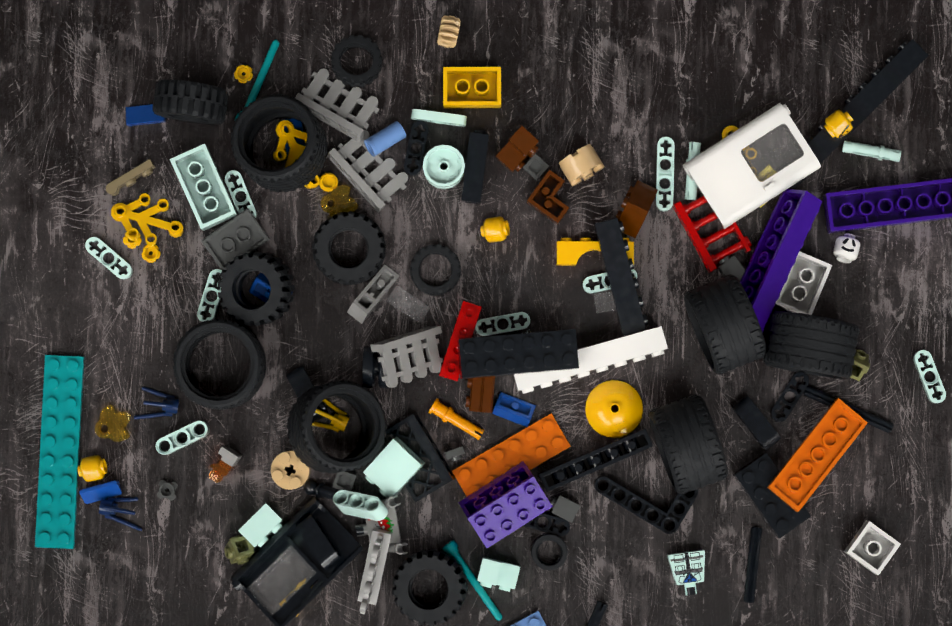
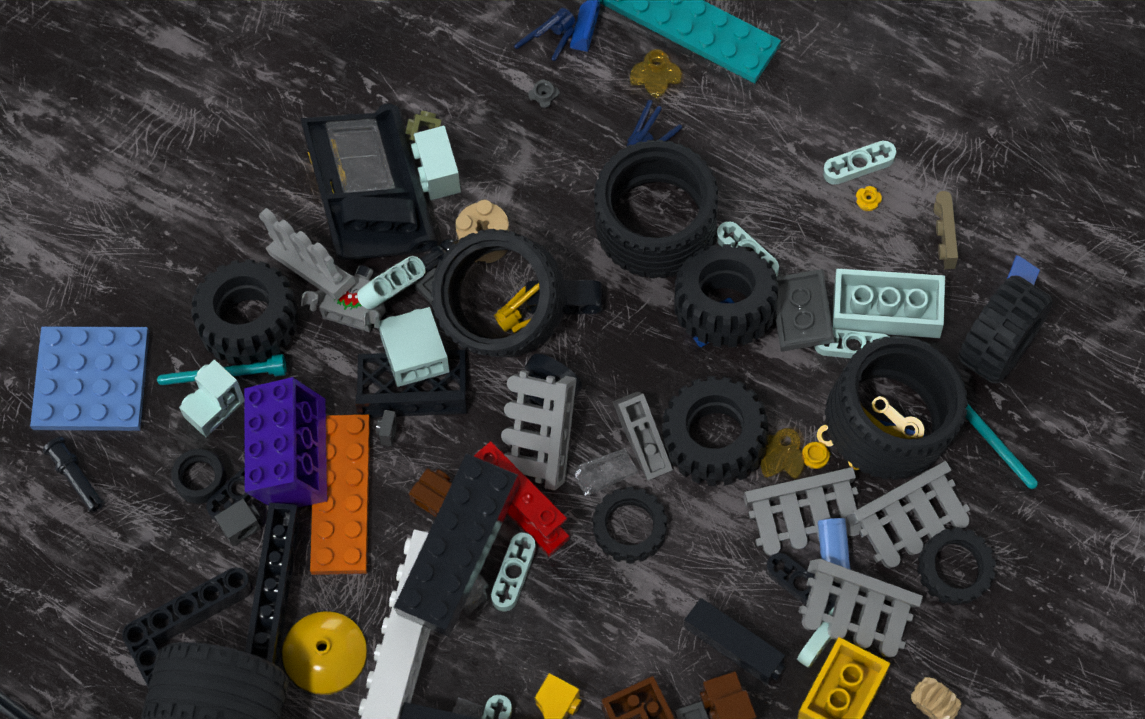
camera: 120 degrees right, 20 degrees down
(92, 468) = (616, 25): yellow head -> none
(144, 218) = (886, 220): yellow plant -> none
(150, 258) = (839, 203): yellow plate -> none
(173, 440) = (594, 126): light aqua beam -> none
(225, 465) = (536, 167): hips -> none
(238, 73) = (1014, 418): yellow plate -> none
(414, 113) = (847, 596): none -> light grey fence
(432, 166) = (761, 584): light aqua wheel -> none
(447, 414) = (439, 445): light orange pin -> none
(495, 229) = (639, 624): yellow head -> none
(513, 409) = (394, 532): blue slope -> none
(687, 569) = (69, 630): torso -> none

